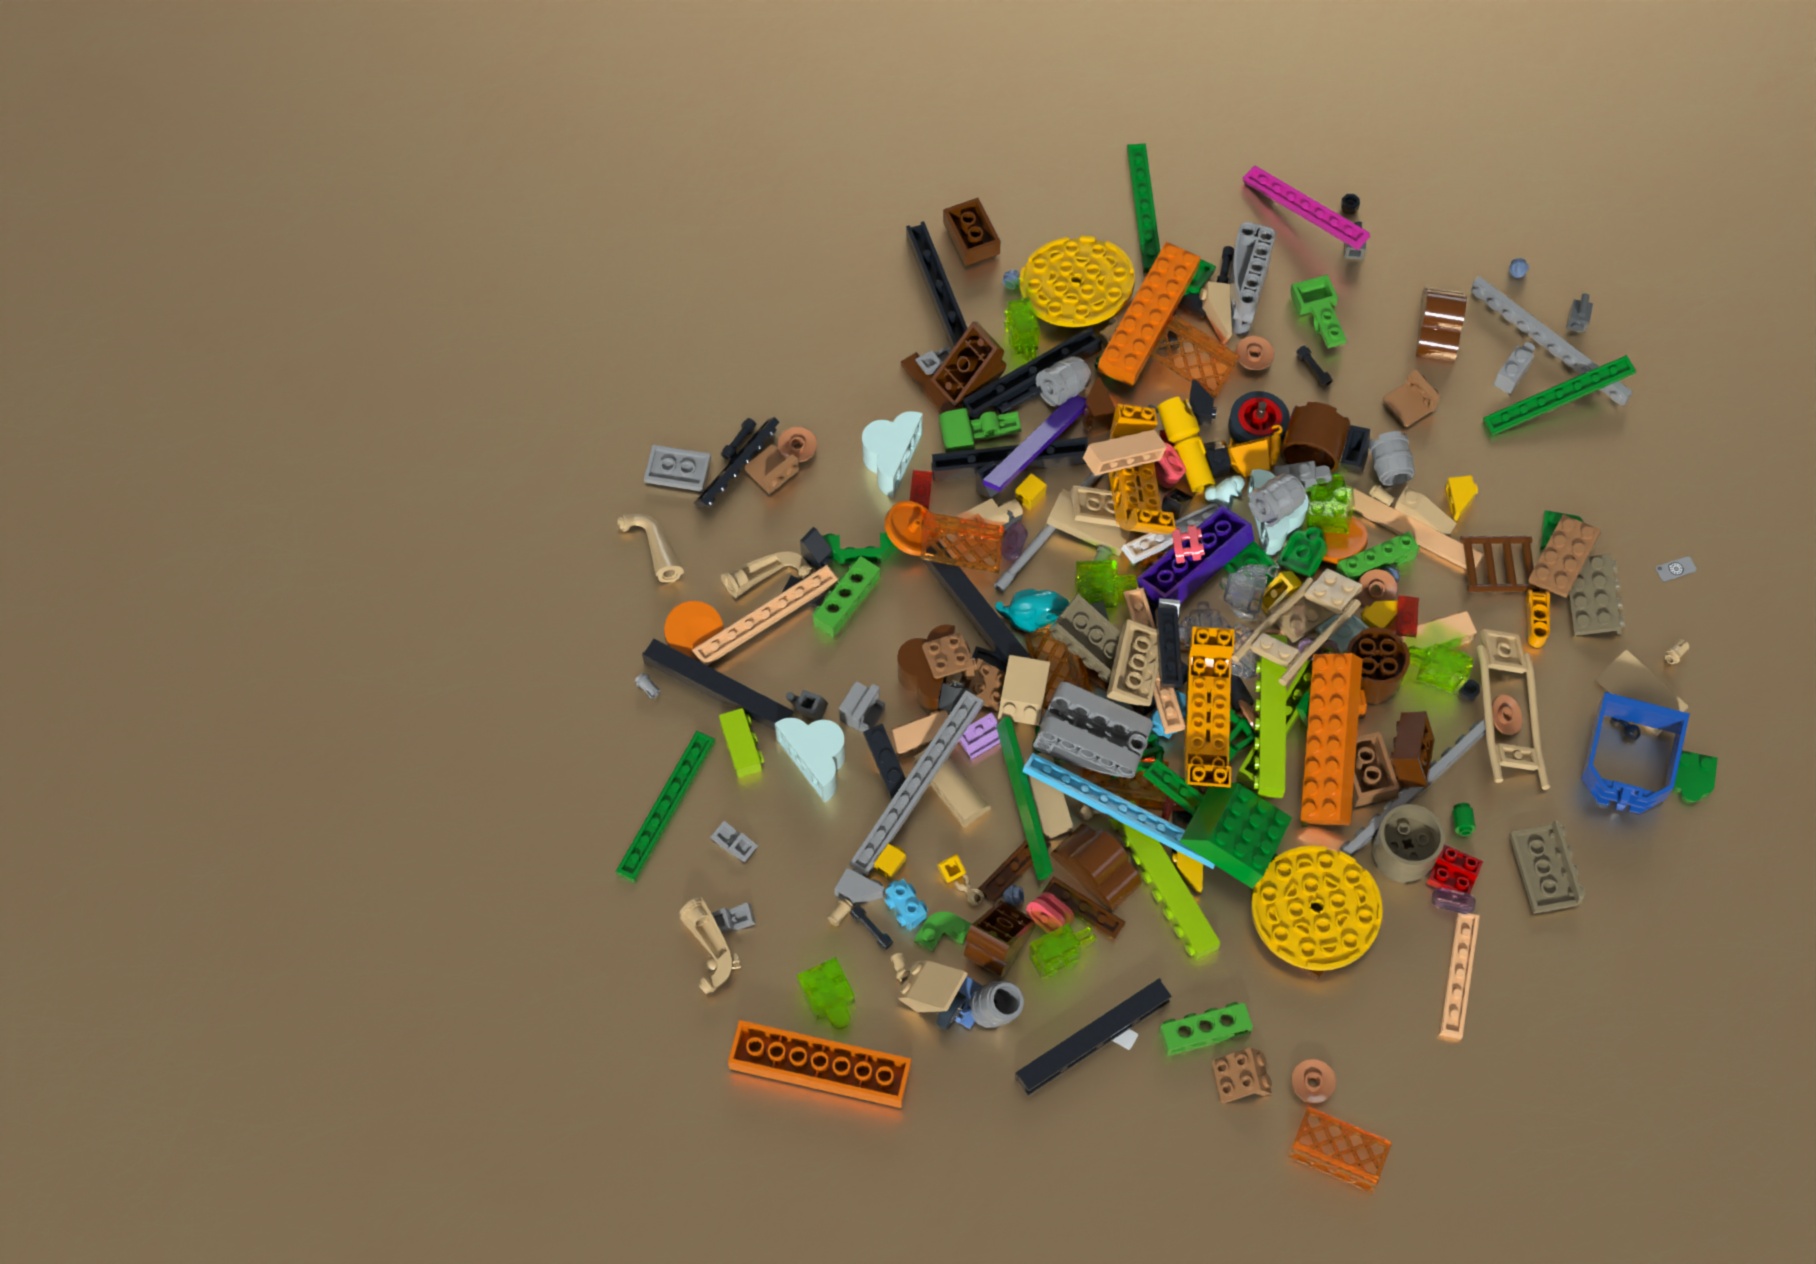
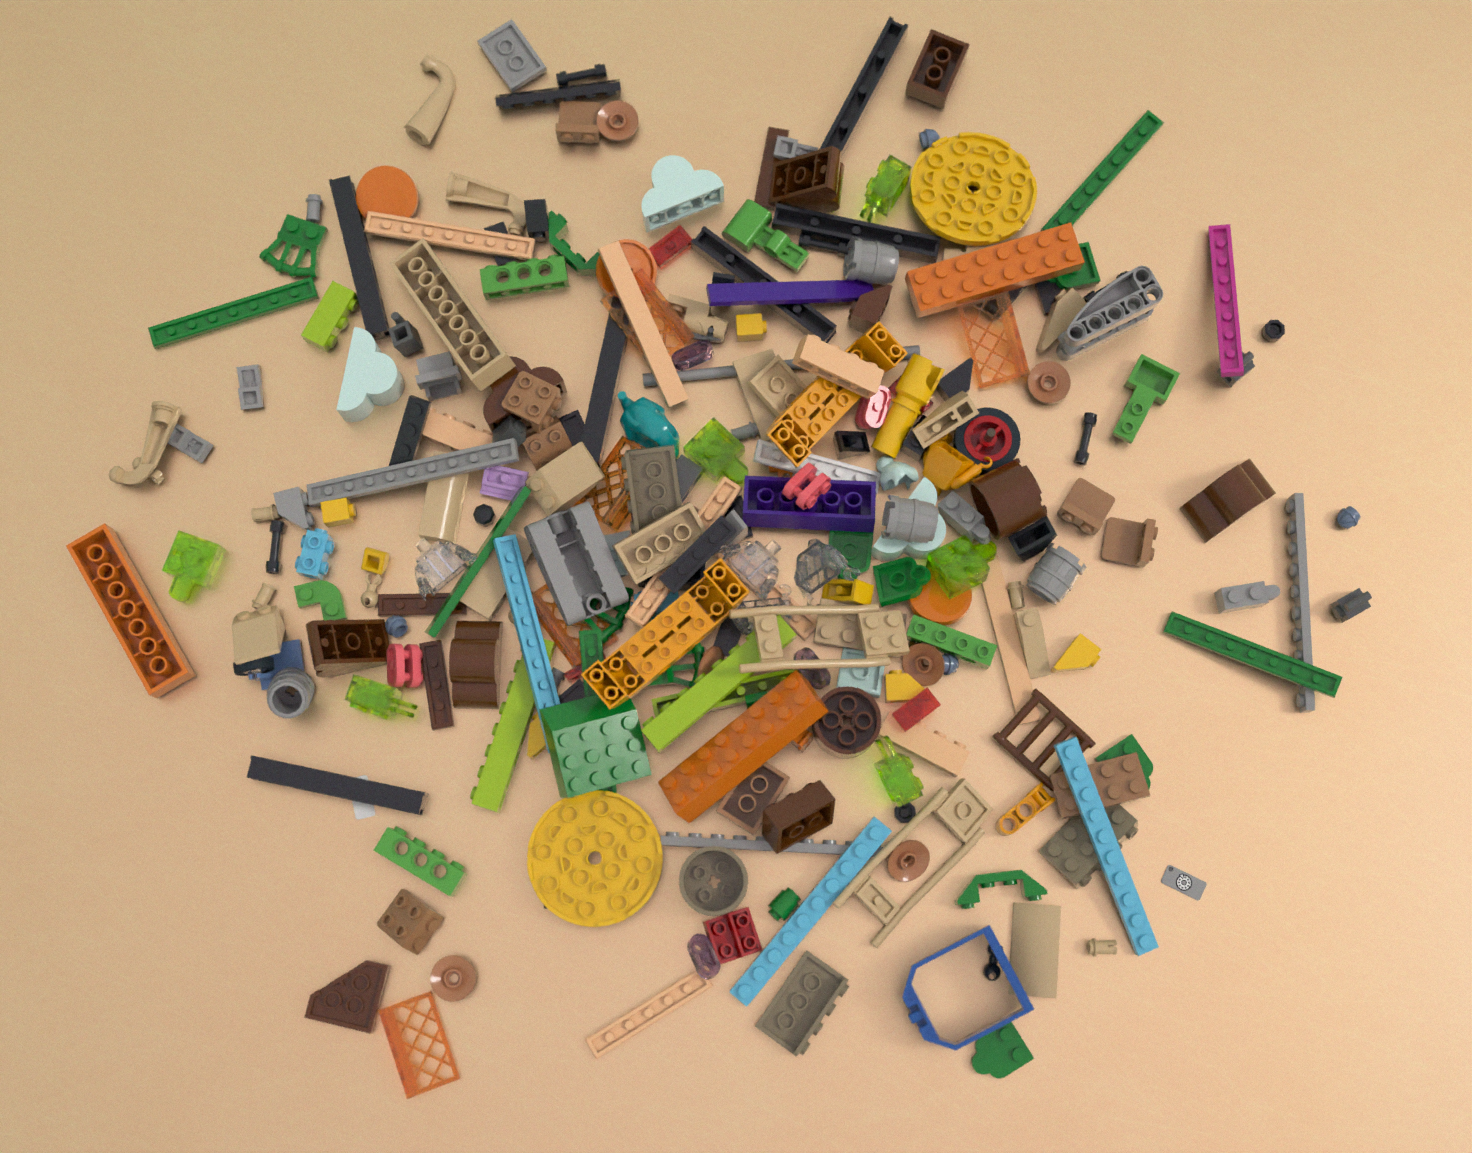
camera: 45 degrees right, 15 degrees up
(658, 711) = (299, 234): none -> green plate
(832, 654) = (452, 315): none -> tan brick
(964, 547) = (643, 324): none -> light nougat tile
(990, 770) = (484, 515): none -> black tile
(999, 826) = (439, 564): none -> clear torso
(1223, 424) = (945, 419): none -> tan slope
(1262, 1165) = (351, 998): none -> reddish brown plate
(1362, 404) = (1086, 506): none -> medium nougat bracket
(1486, 805) = (810, 911): none -> medium azure plate
(1592, 659) = (1029, 887): none -> green slope
(1611, 585) = (1106, 846): none -> medium azure plate

